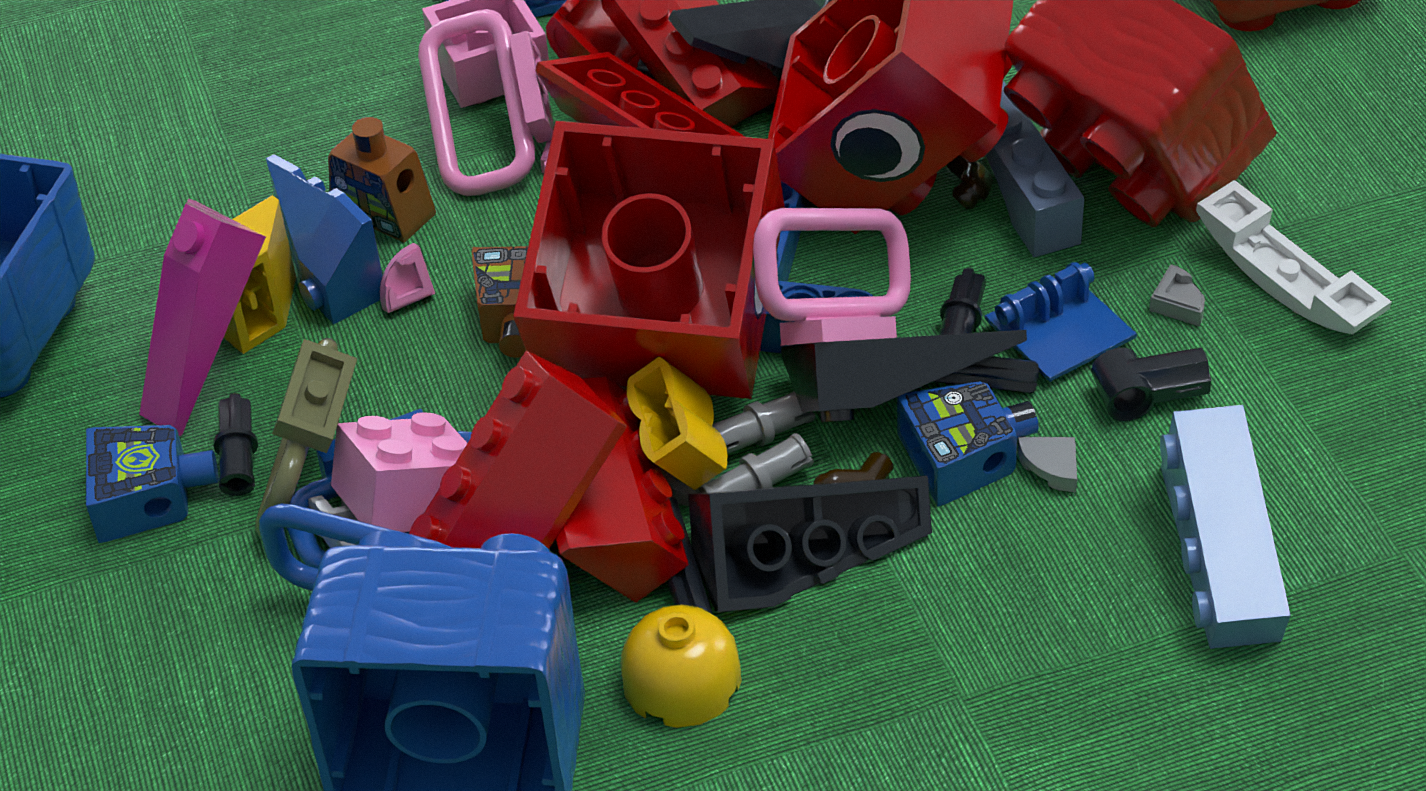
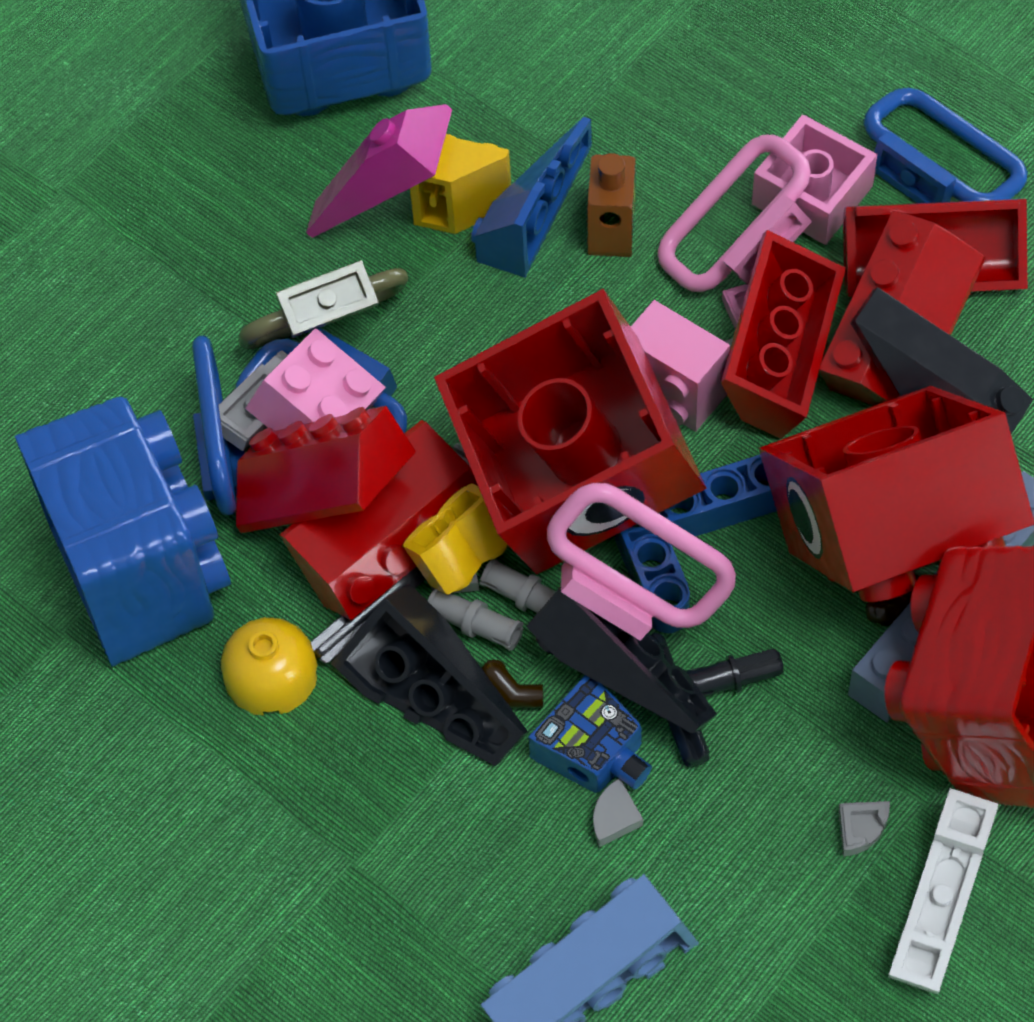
camera: 60 degrees right, 15 degrees up
(140, 478) = (245, 239): blue torso -> none
(235, 445) = (332, 259): black axle -> none
(405, 280) = (533, 281): bright pink tile -> none
(1061, 321) = (767, 751): blue hinge -> none
(1134, 383) = (729, 835): black piece -> none

